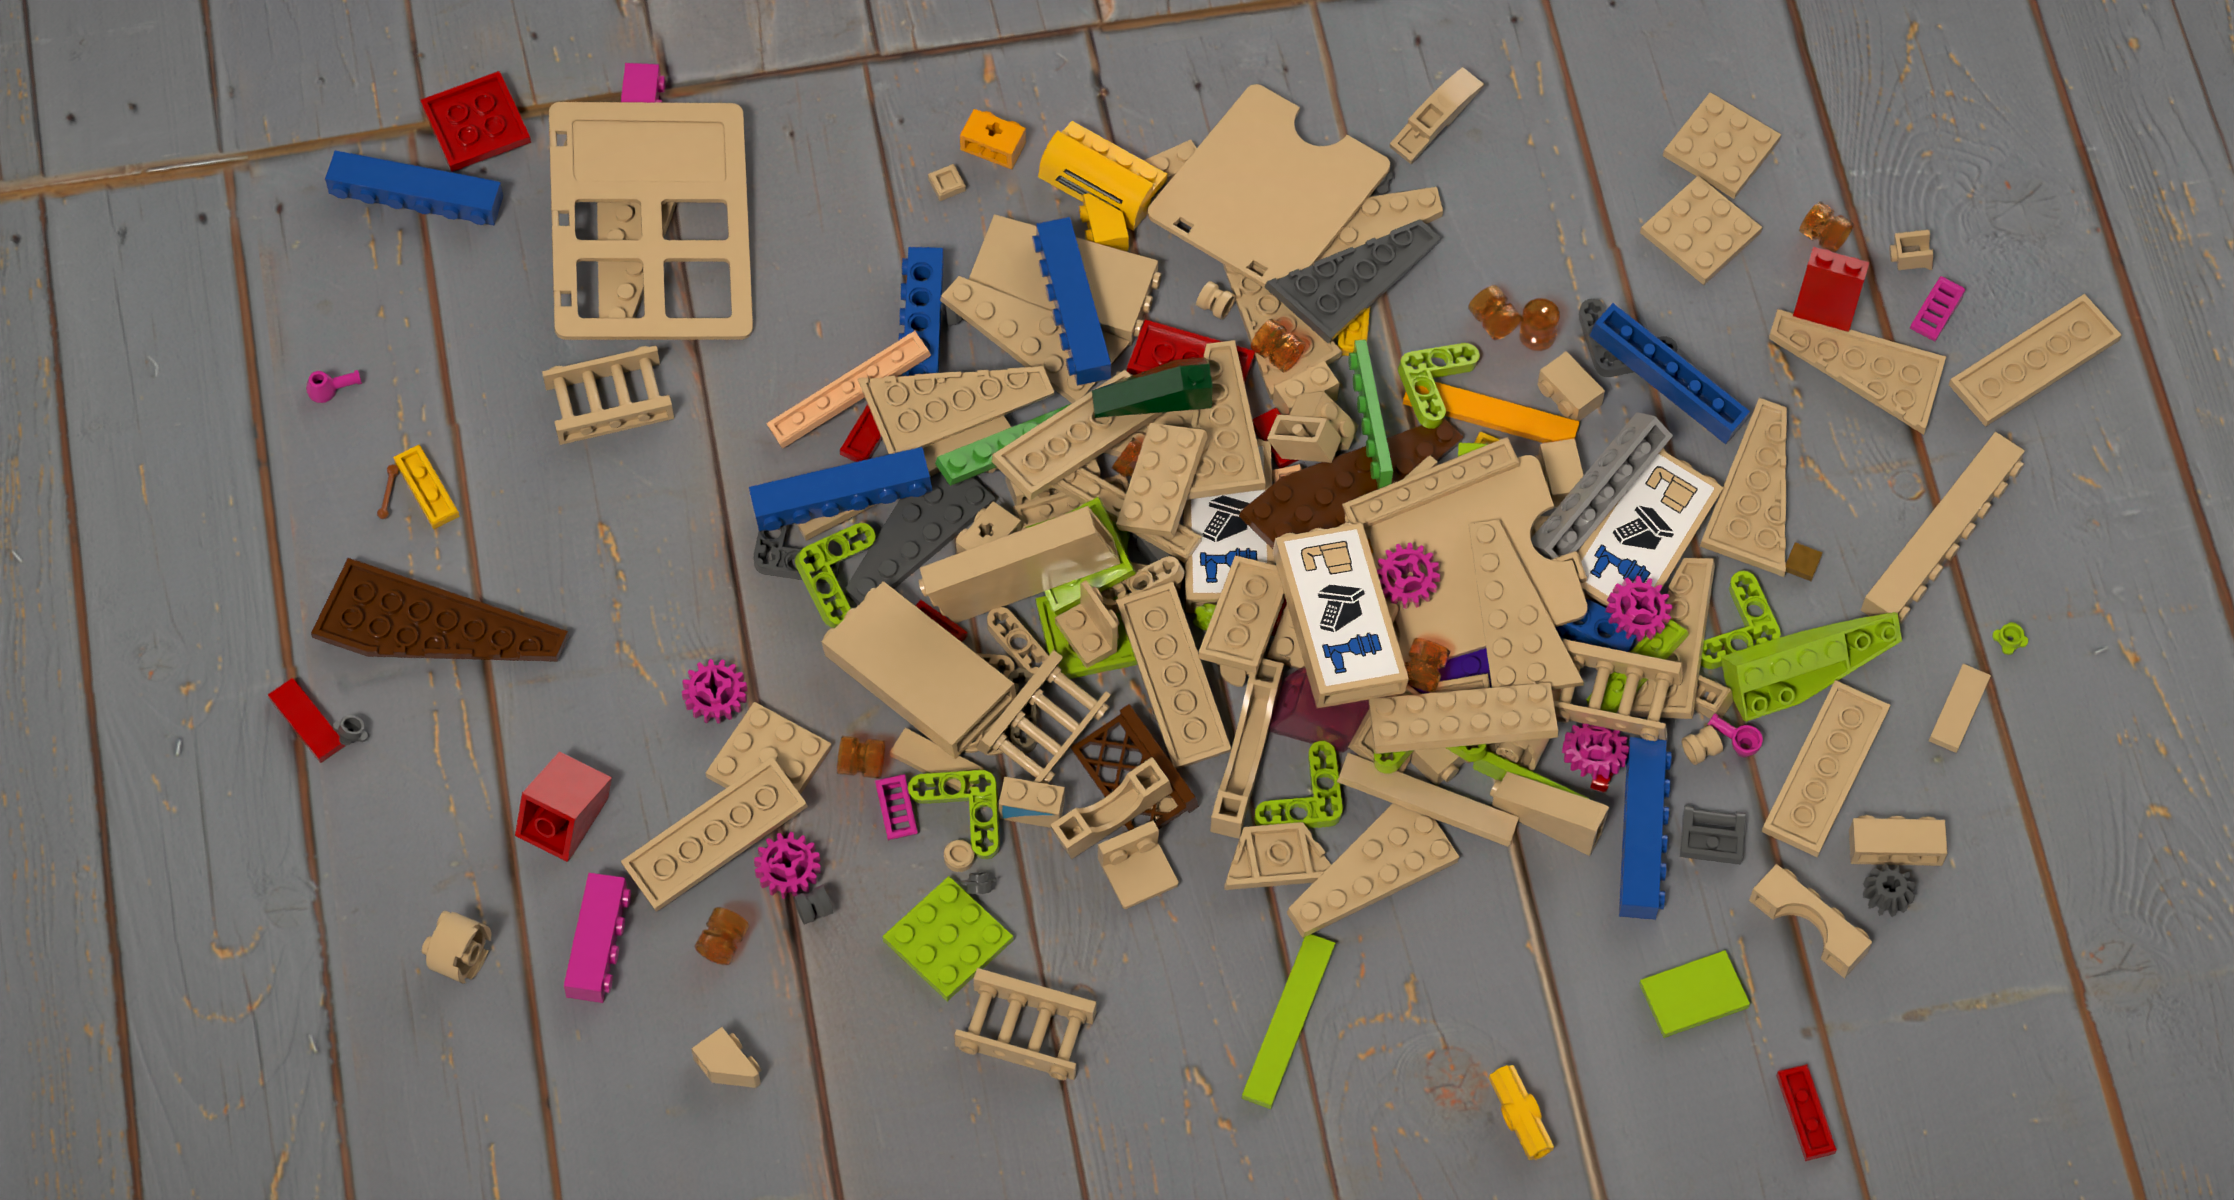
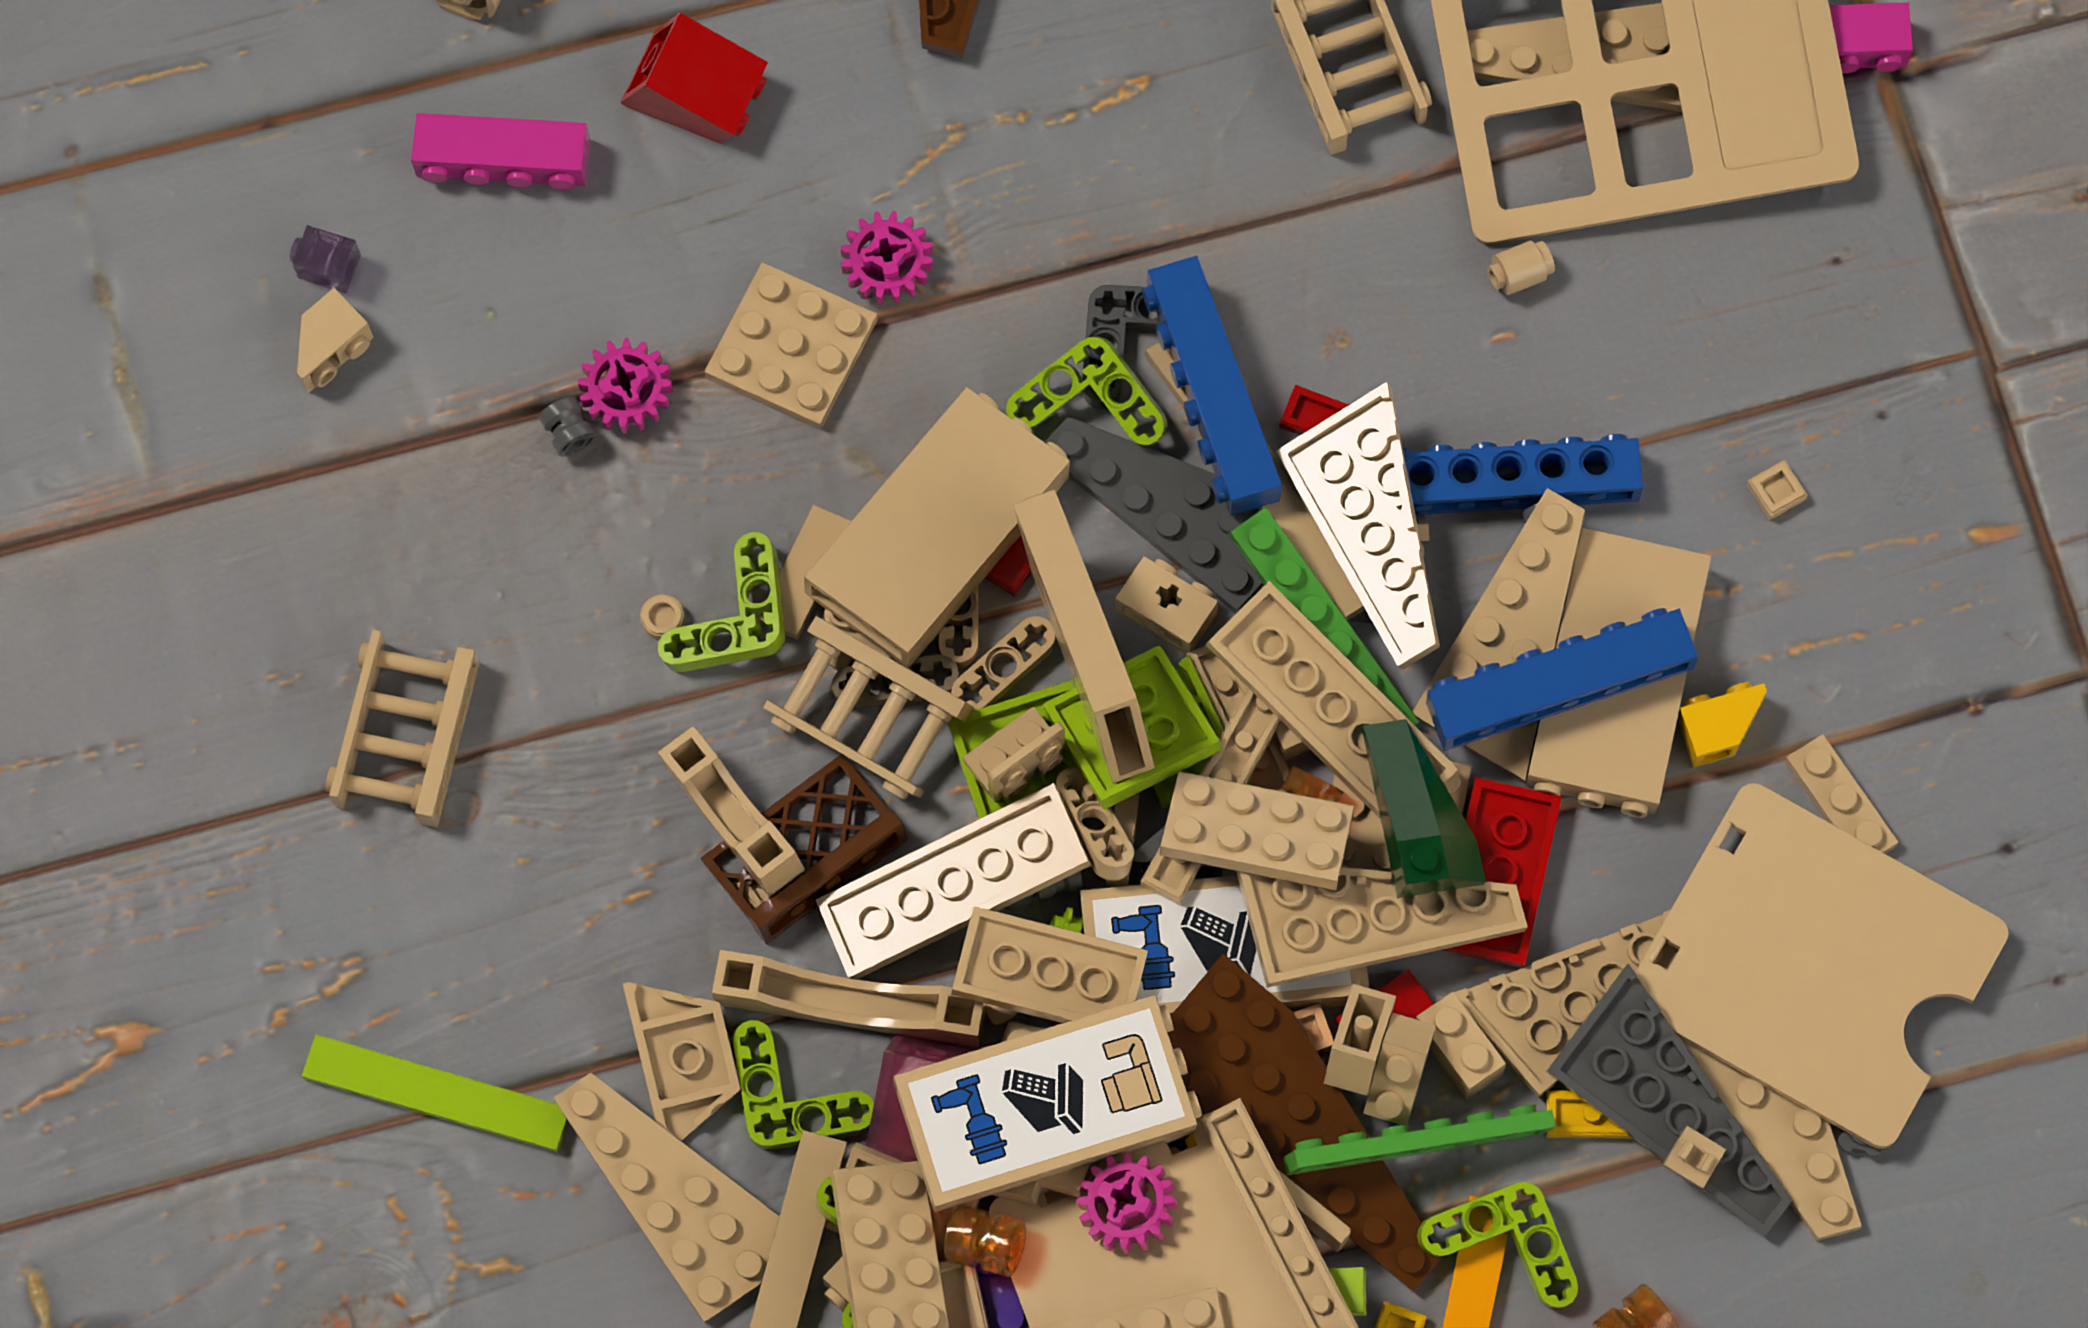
camera: 90 degrees right, 10 degrees up
(663, 1060) = (325, 258): none -> clear purple brick
(714, 834) = (661, 282): tan plate -> none
(720, 938) = (524, 312): clear orange wheel -> none
(774, 308) = (1521, 267): none -> tan brick
(846, 390) = (1374, 364): light nougat tile -> none
(861, 757) = (796, 460): clear orange wheel -> none
(891, 783) = (725, 509): dark pink slope -> none
(947, 938) = (534, 614): lime plate -> none
(978, 883) = (614, 645): dark grey plate -> none
(993, 138) = (1859, 522): light orange brick -> none
(1031, 802) = (741, 703): tan brick -> none
(1087, 163) = (1812, 709): yellow brick -> none
(1136, 865) = (654, 862): tan bracket -> none
(1215, 300) = (1610, 900): tan wheel -> none
(1280, 347) = (1527, 987): clear orange wheel -> none
(1391, 264) = (1694, 1157): none -> tan tile
(1435, 114) = (1993, 1217): tan slope -> none

